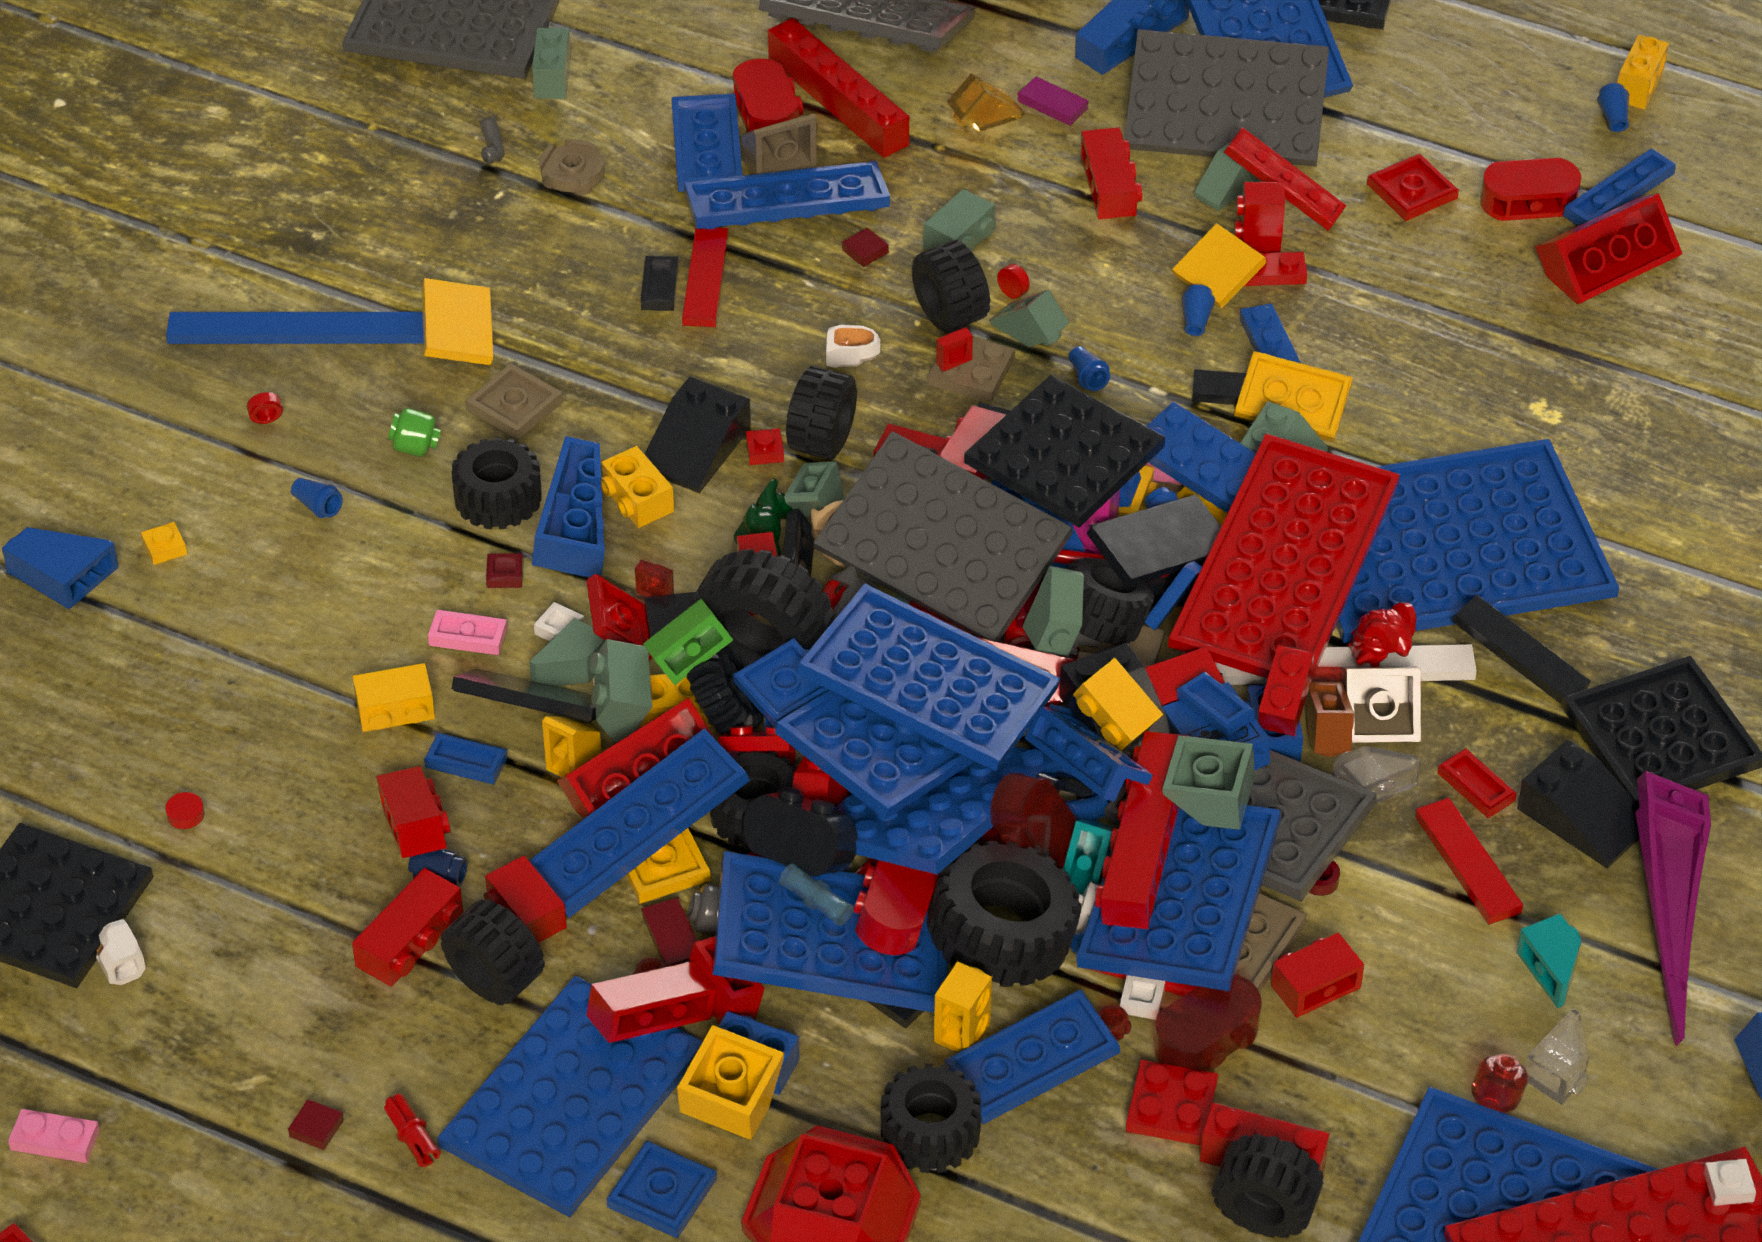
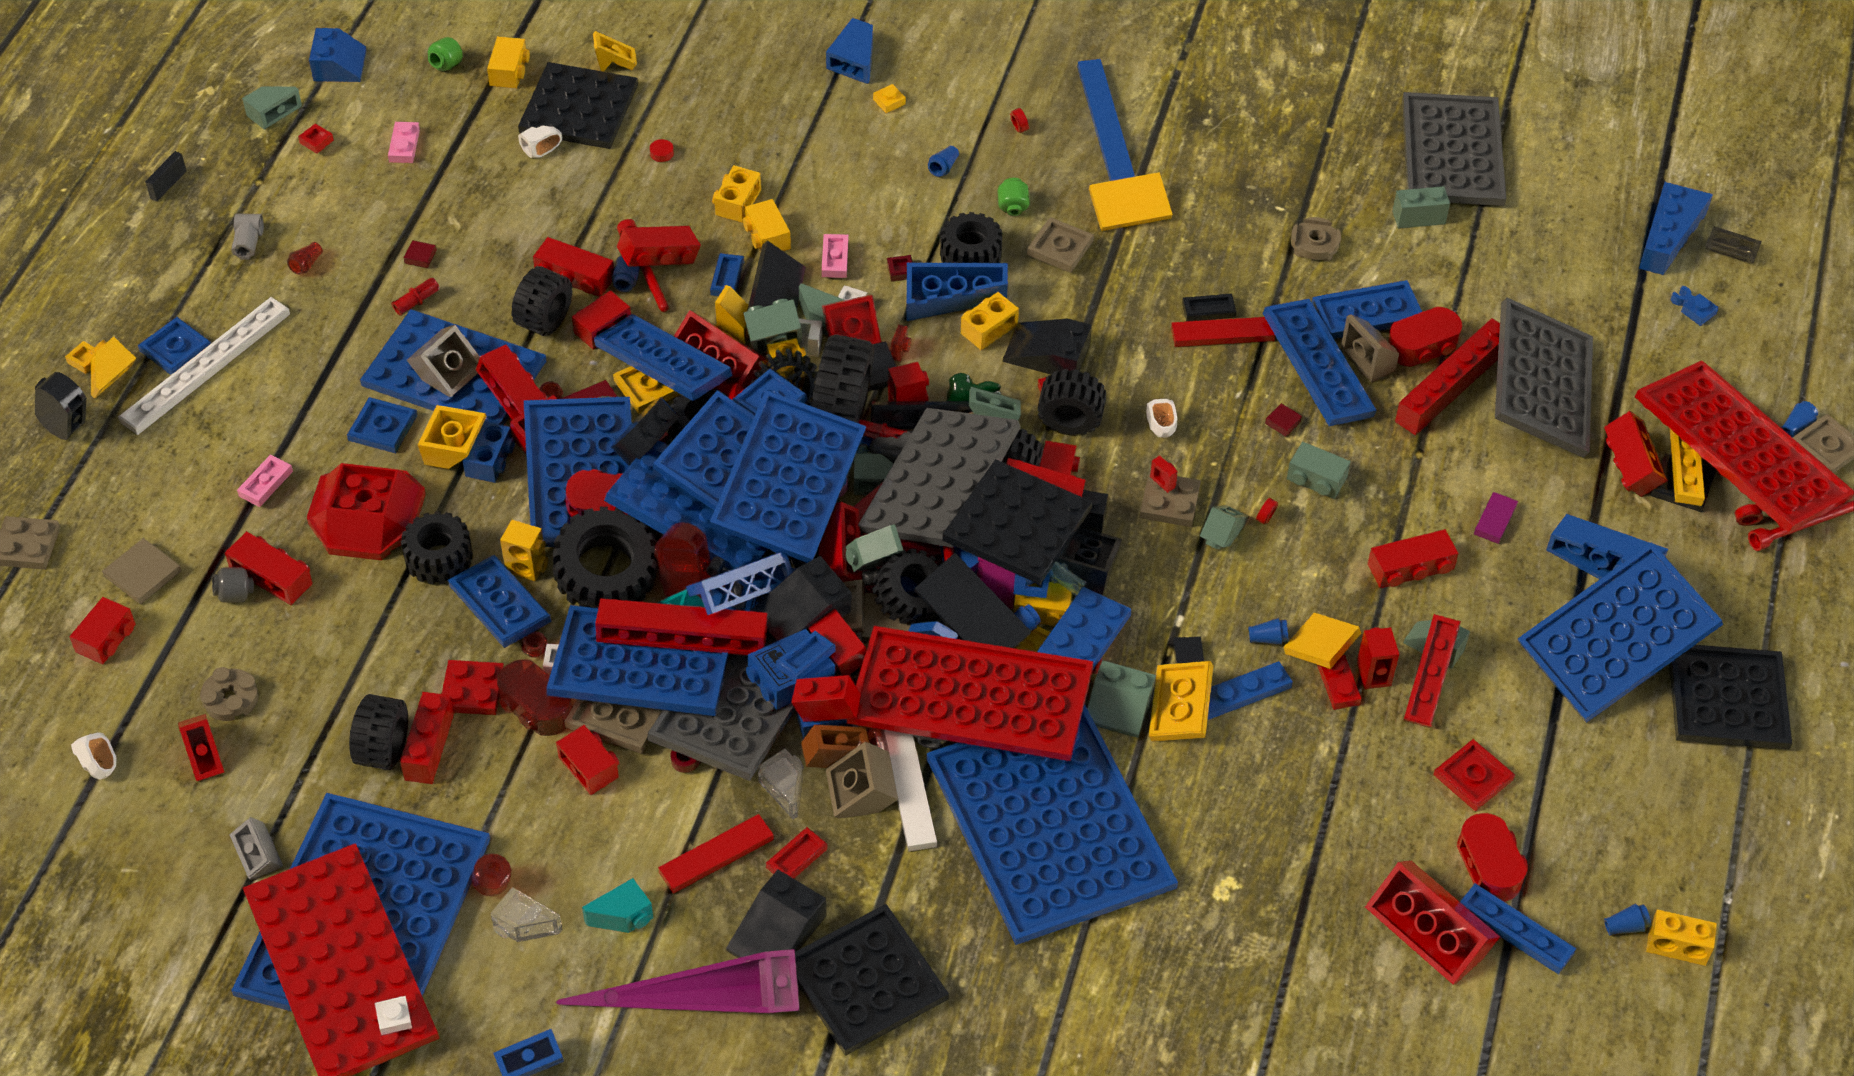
camera: 80 degrees right, 5 degrees up
(314, 724) = (737, 191): none -> yellow brick
(352, 859) = (647, 272): none -> red piece
(494, 149) = (1322, 195): dark grey arm -> none
(579, 1079) = (446, 361): none -> dark tan slope
(687, 641) = (798, 341): bright green brick -> none
(816, 894) = (597, 448): clear light blue pin -> none
(951, 286) = (1229, 462): black tyre -> none
(983, 105) = (1467, 470): clear yellow slope -> none
(1089, 369) = (1180, 569): blue cone -> none
(1117, 704) = (783, 590): yellow brick -> none
(1201, 89) = (1523, 625): dark grey plate -> none
(1211, 780) = (719, 653): sand green slope -> none
(1383, 633) = (916, 769): red hair -> none
(1520, 649) = (932, 873): black tile -> none

